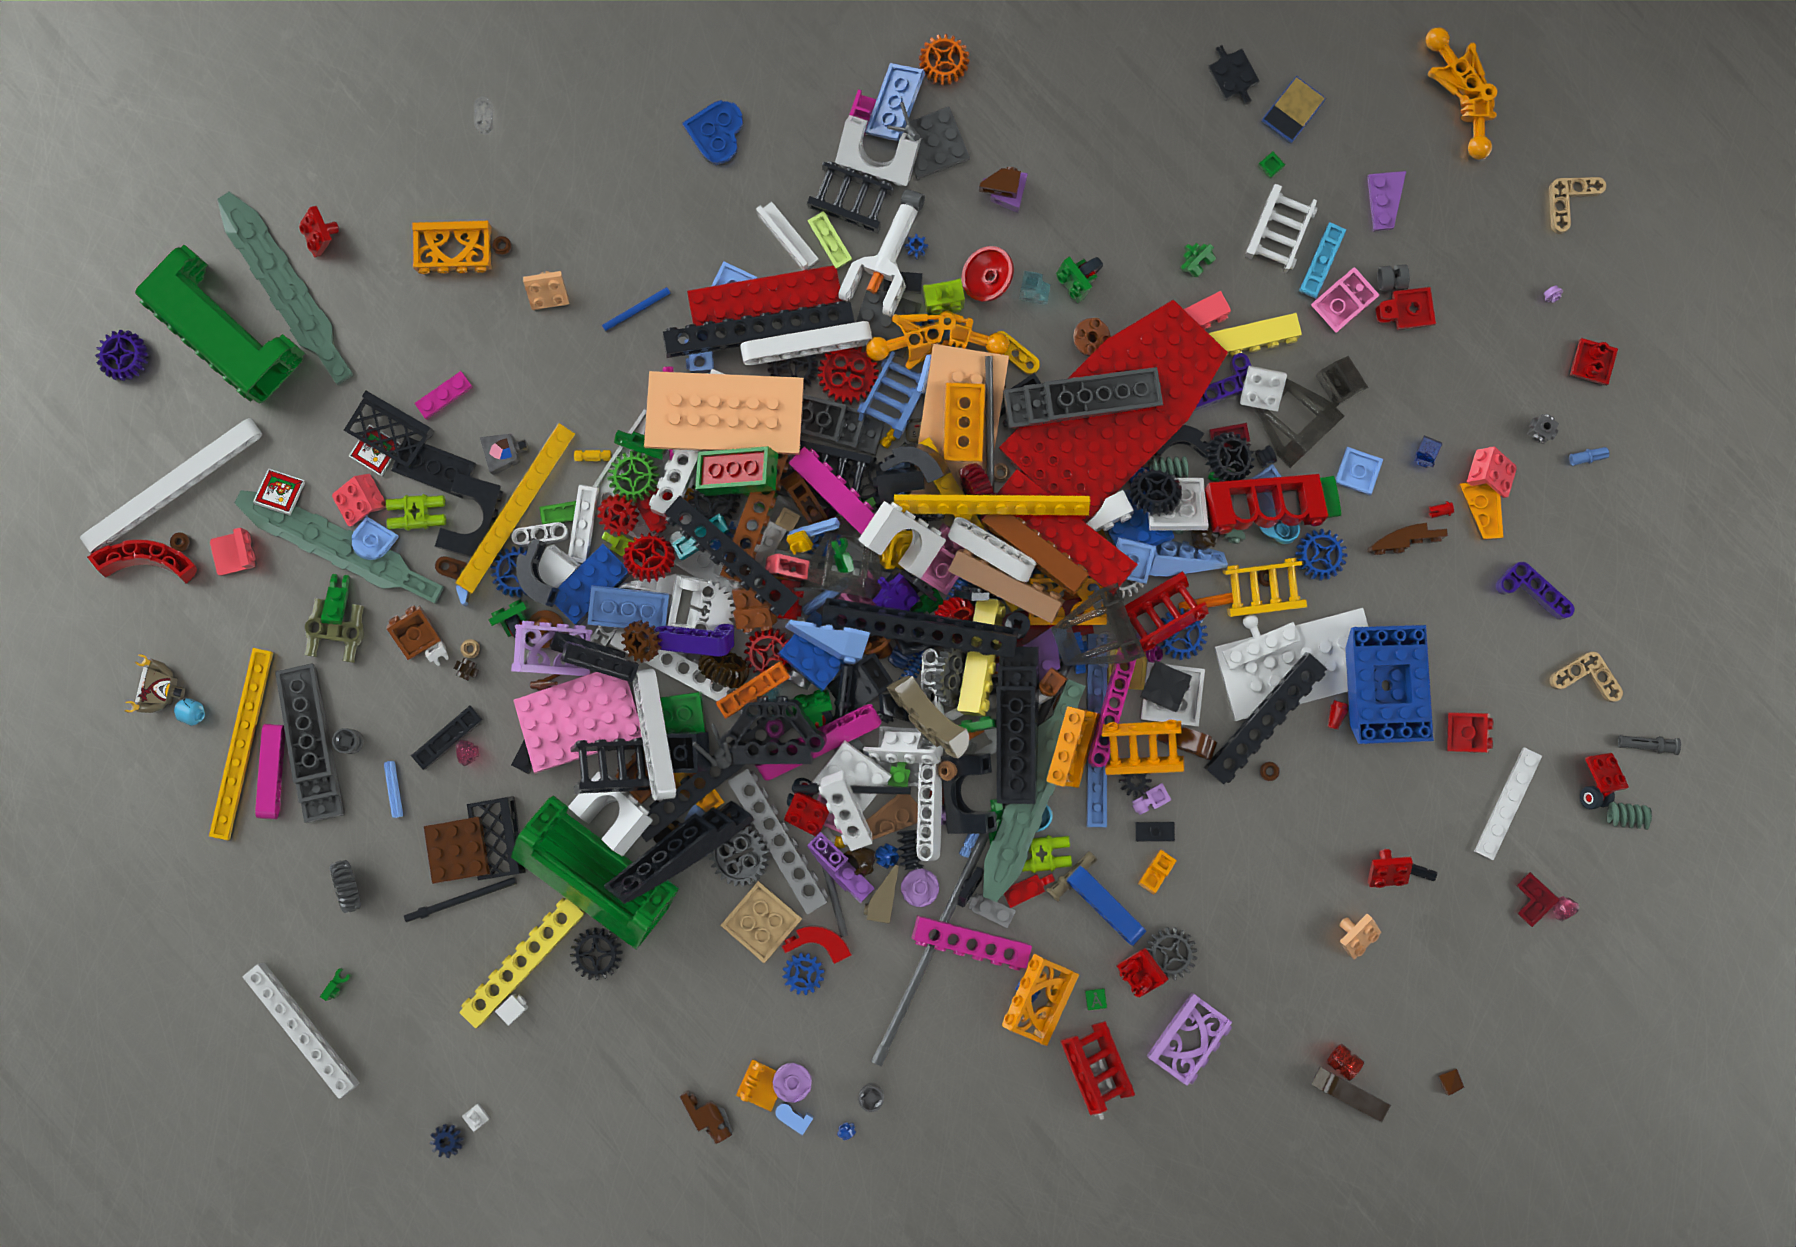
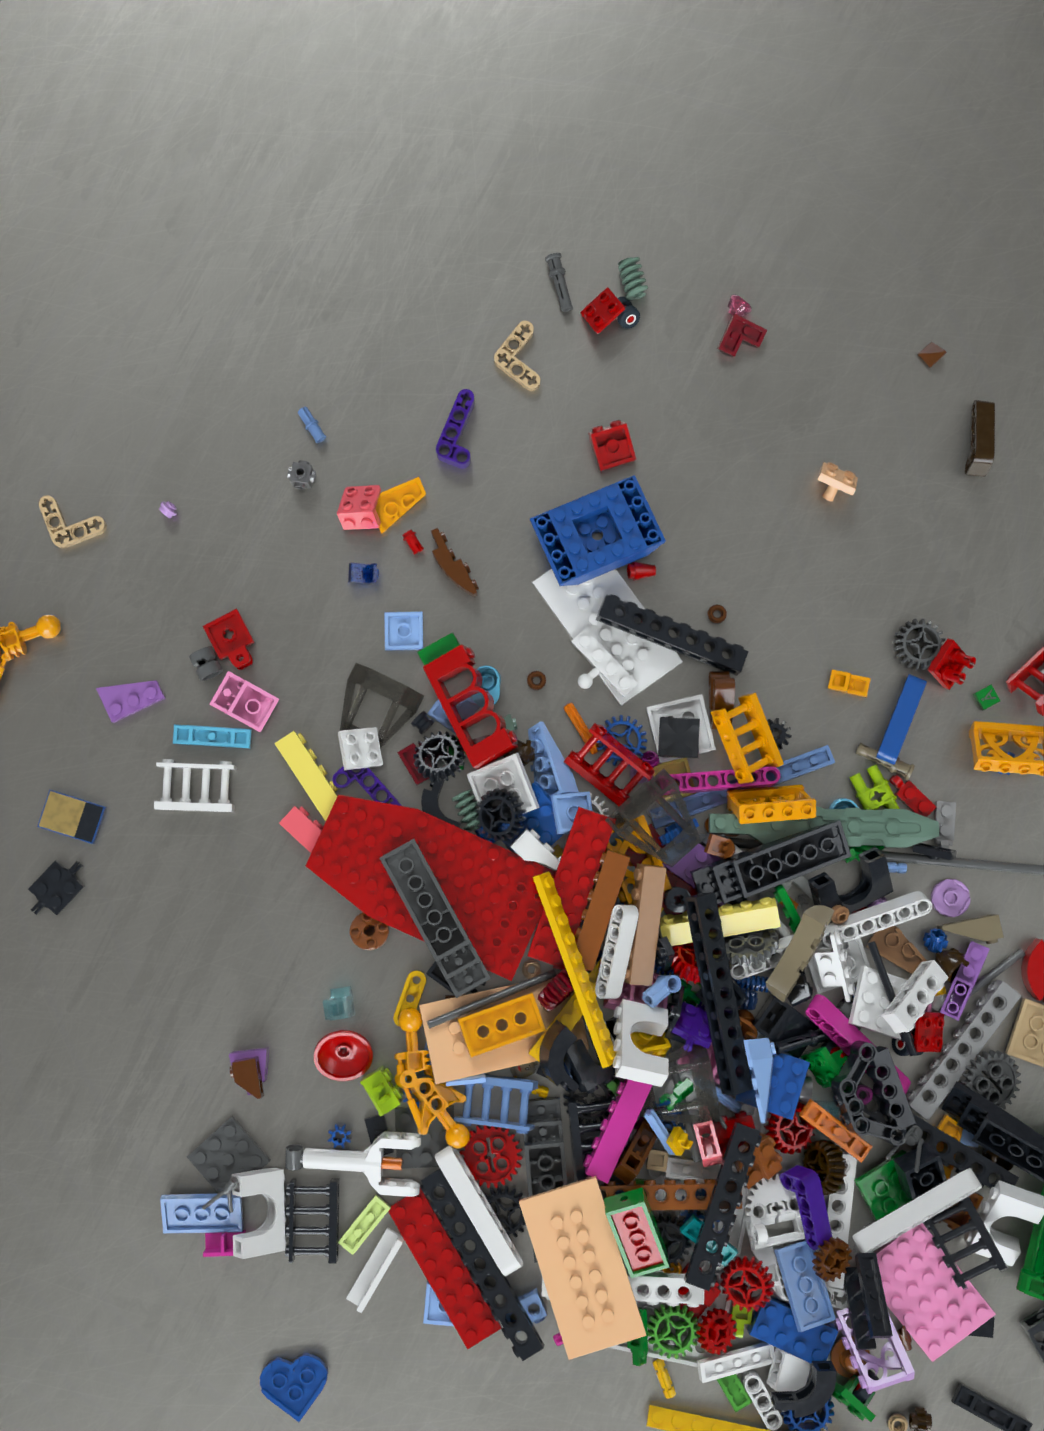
camera: 120 degrees left, 0 degrees up
(466, 752) = (999, 1387): clear pink cone -> none
(635, 309) = (502, 1392): blue bar -> none
(899, 775) = (858, 957): bright green plate -> none
(910, 850) = (925, 920): black piece -> none
(940, 578) = (661, 989): none -> light blue piece
(952, 47) = (124, 1176): orange gear -> none
(1018, 960) = (979, 840): dark pink brick -> none
(1078, 276) = (313, 964): green plate -> none
(1154, 831) = (813, 699): black plate -> none
(1156, 797) = (782, 708): lavender plate -> none
(1163, 1047) = (965, 608): lavender fence -> none
(1203, 253) = (251, 859): green hips -> none
(1271, 164) = (134, 818): green tile -> none
(1276, 603) = (559, 663): yellow fence -> none
(1335, 545) = (504, 643): blue gear -> none
(1341, 381) = (324, 676): clear smoke slope -> none
(1343, 1060) = (954, 451): clear red wheel -> none
(1389, 870) = (767, 473): red plate -> none
(1424, 872) = (755, 448): black axle -> none
(1508, 803) = (662, 389): white plate -> none
(1594, 361) = (220, 450): red plate -> none

